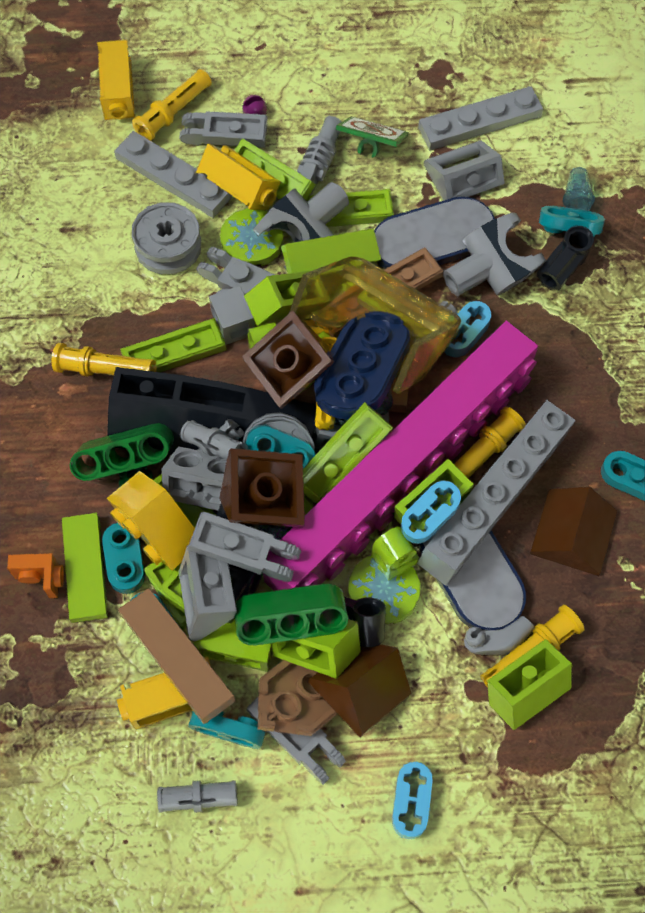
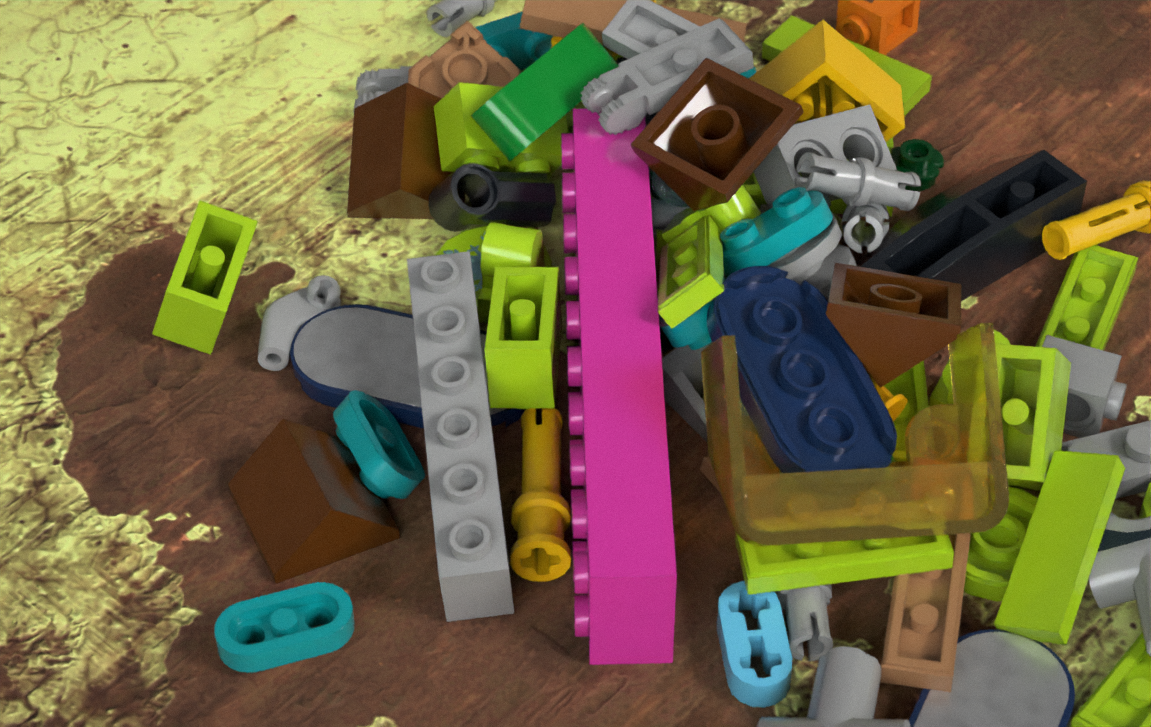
camera: 135 degrees right, 20 degrees down
(110, 463) = (957, 144): green beam -> none
(421, 801) = (253, 126): medium azure beam -> none
(424, 506) = (493, 275): medium azure beam -> none
(526, 528) = (378, 446): none -> teal plate
(555, 631) = (232, 351): yellow pin -> none

